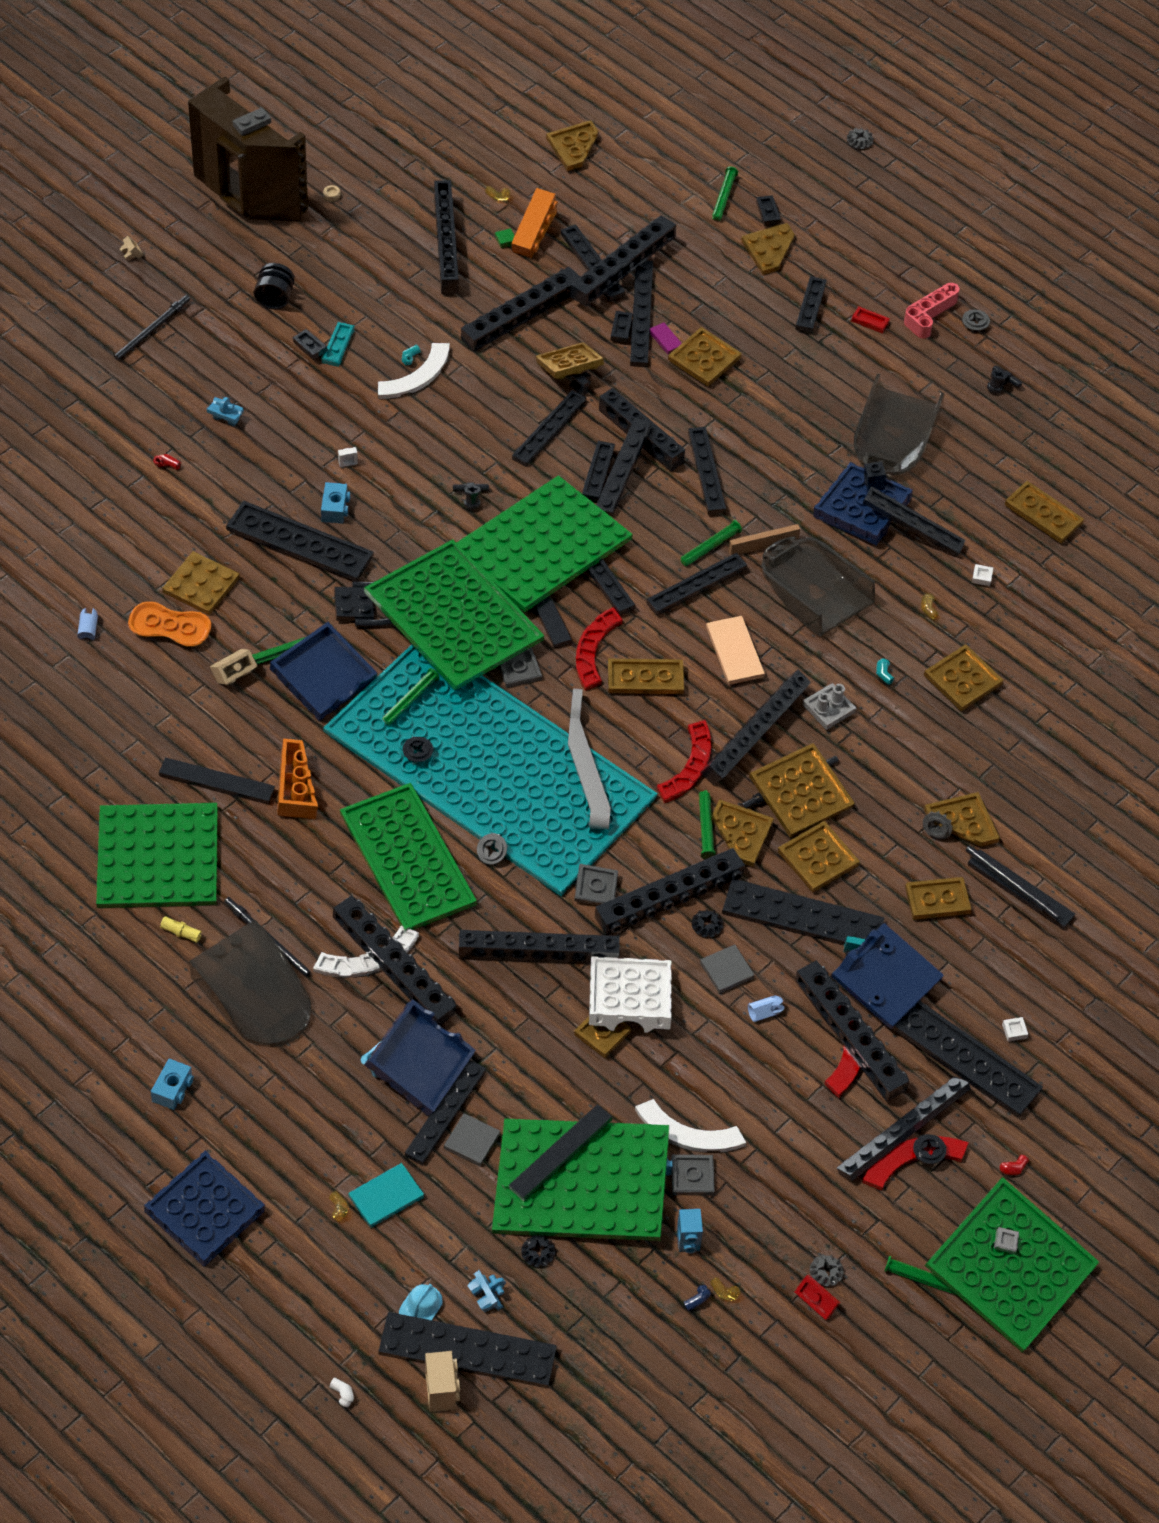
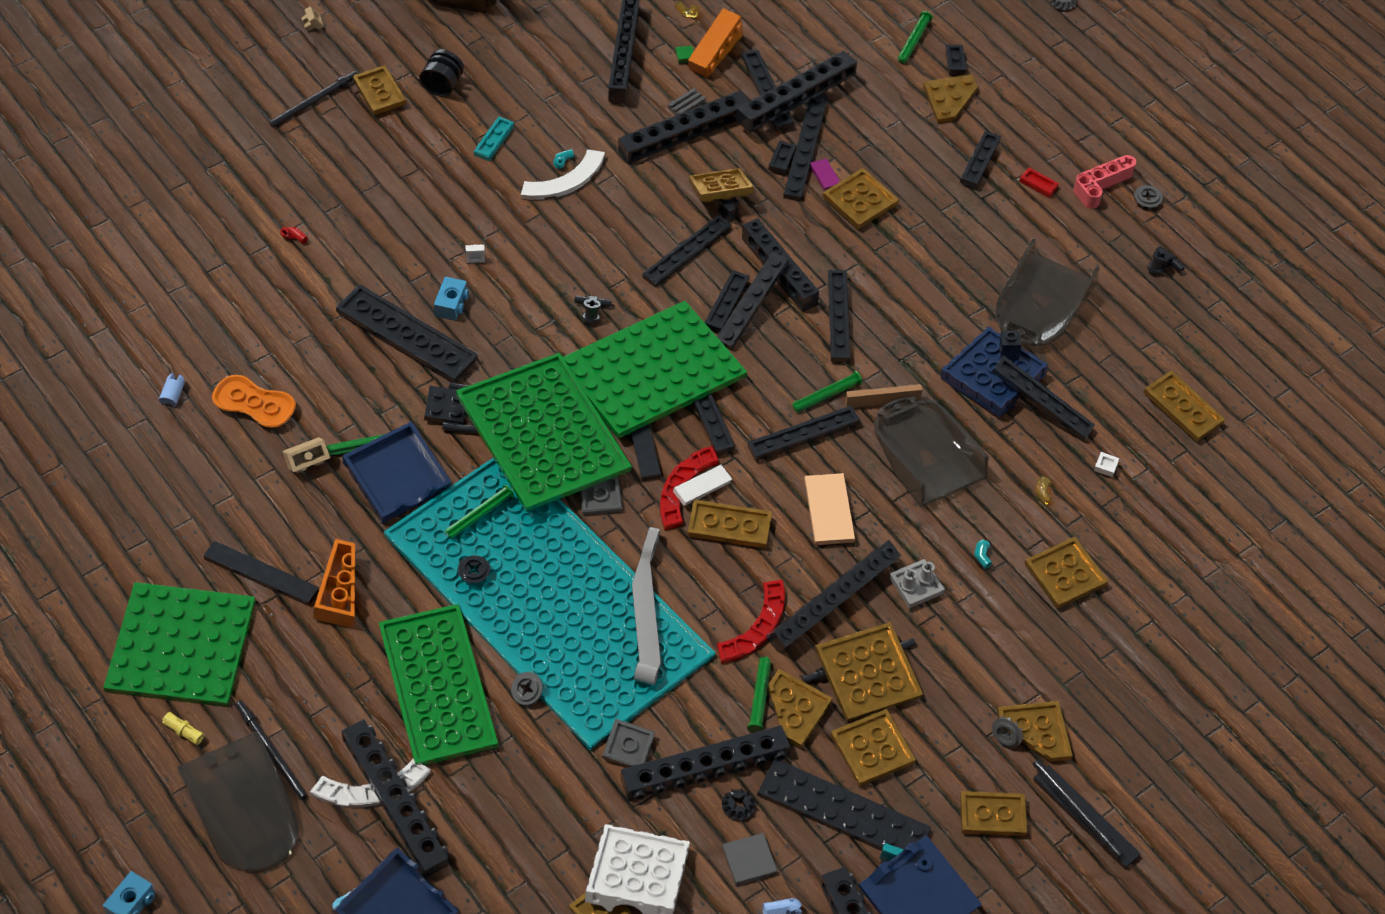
camera: 10 degrees right, 0 degrees up
(201, 583) = (297, 363): pearl gold plate -> none
(215, 310) = (379, 90): none -> pearl gold plate
(225, 410) = (362, 189): dark azure hips -> none
(310, 344) = (465, 135): black plate -> none
(515, 283) = (685, 100): none -> dark grey tile
(536, 947) = (549, 804): black brick -> none
(612, 644) = (702, 485): none -> white tile

